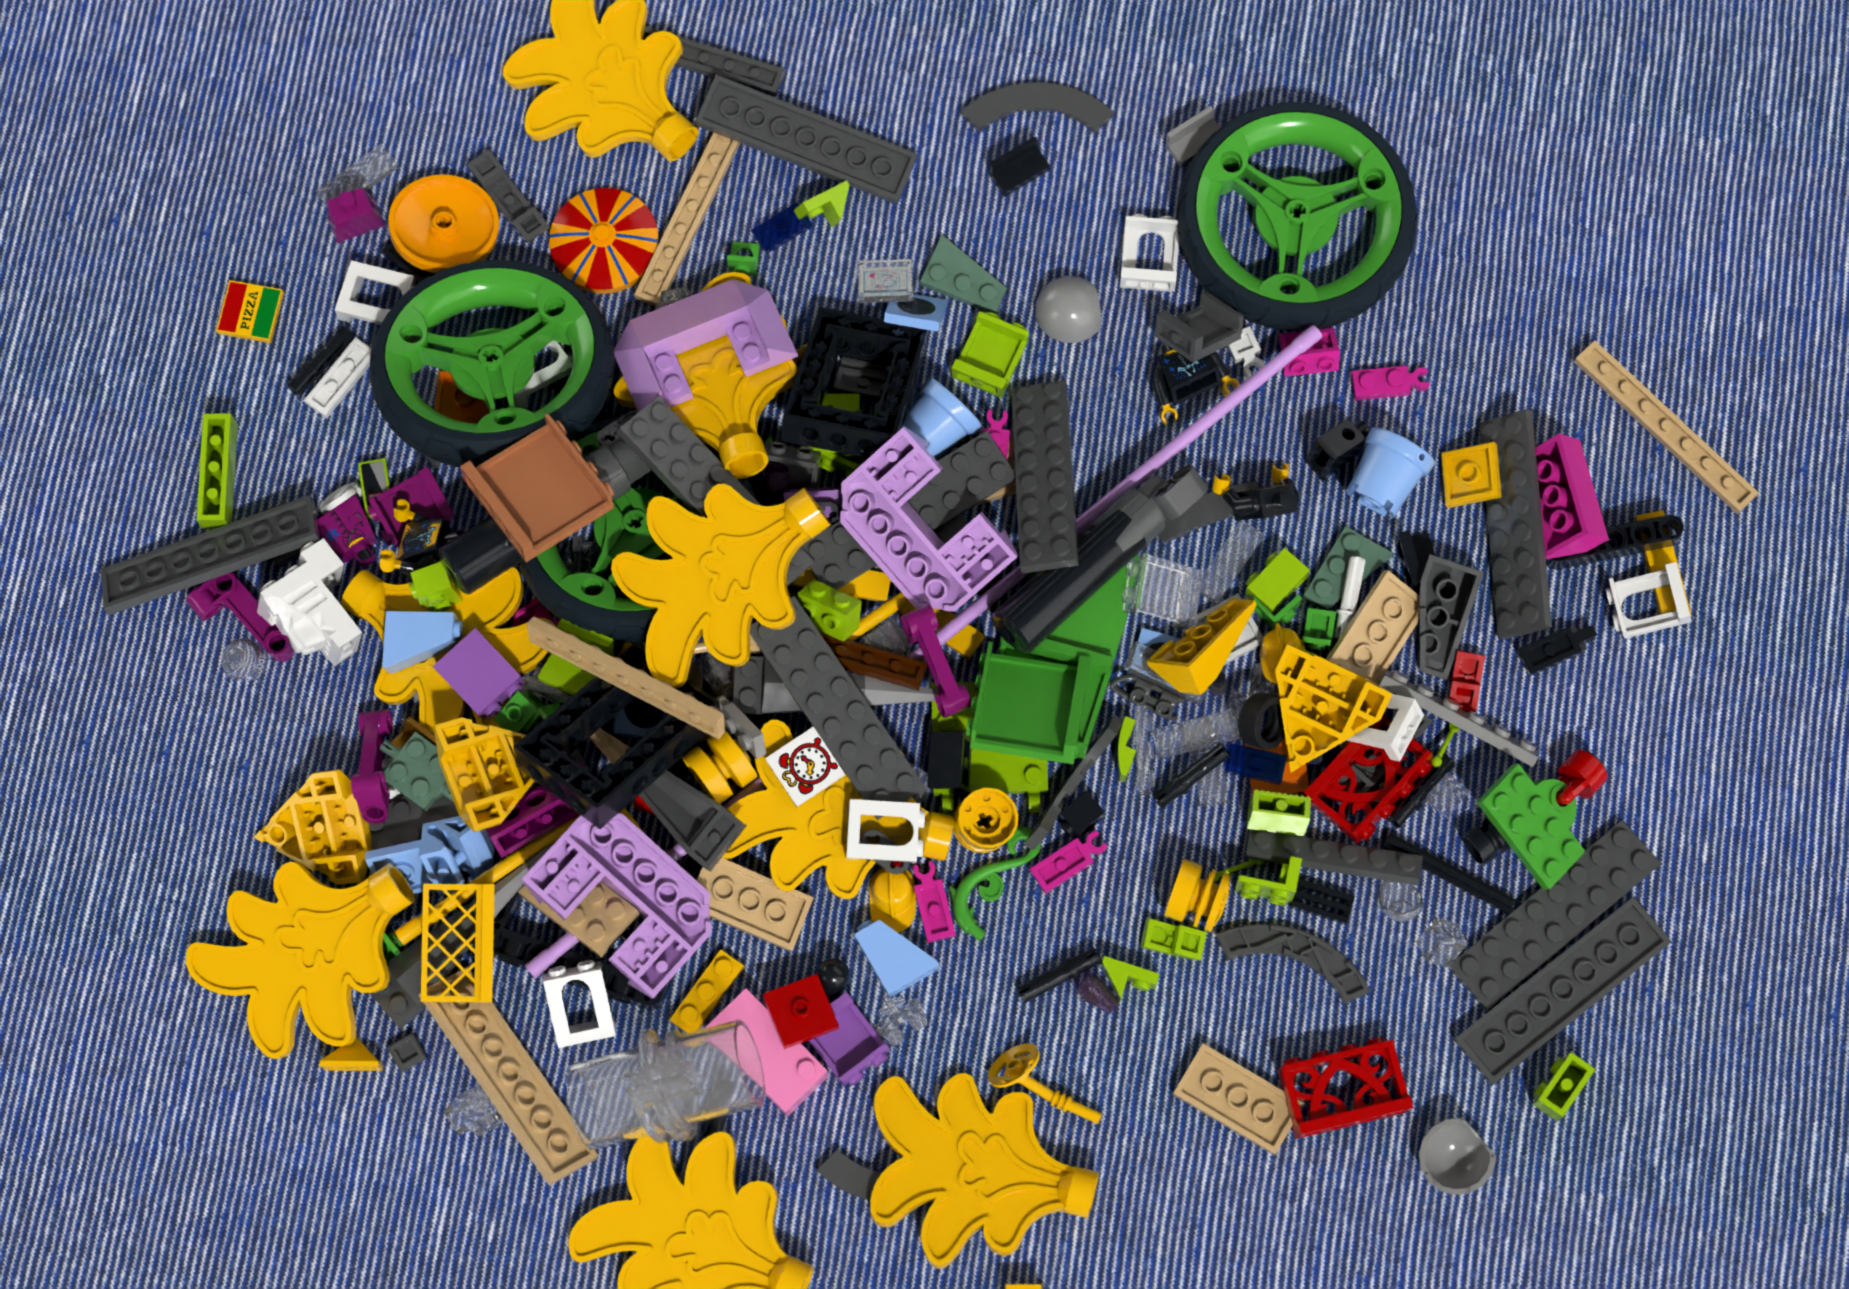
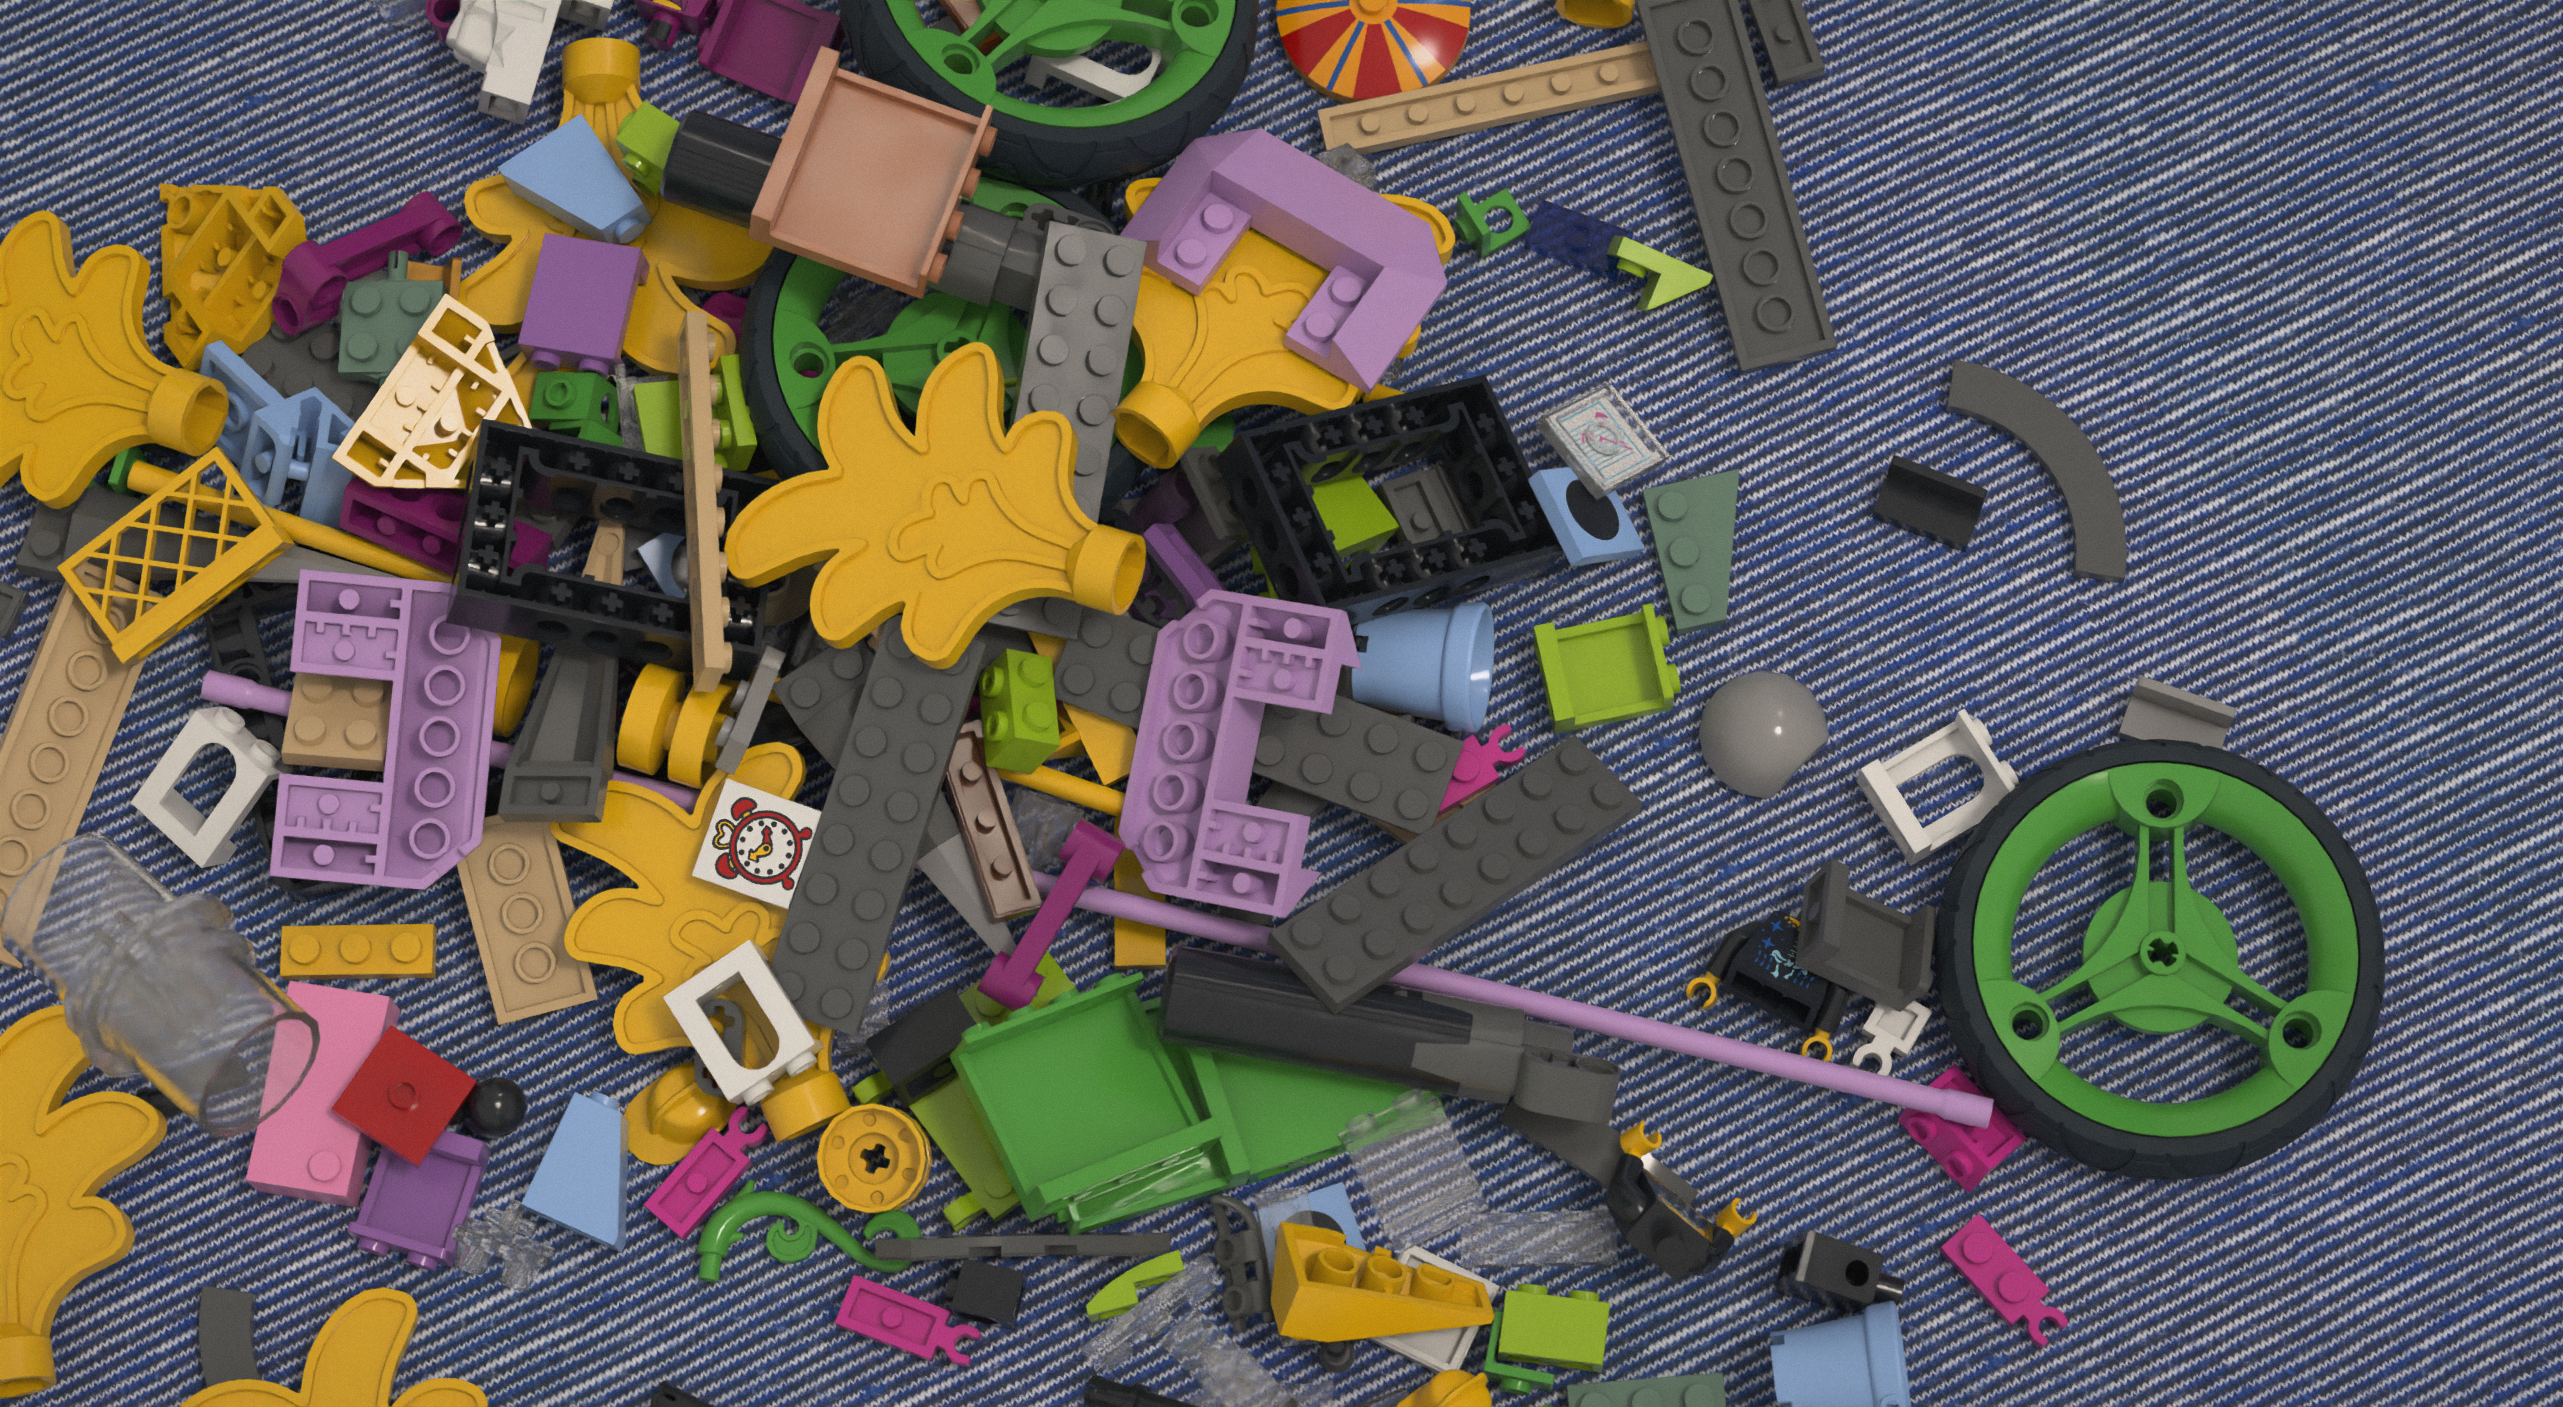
camera: 55 degrees right, 0 degrees up
(419, 541) = (729, 87): torso -> none

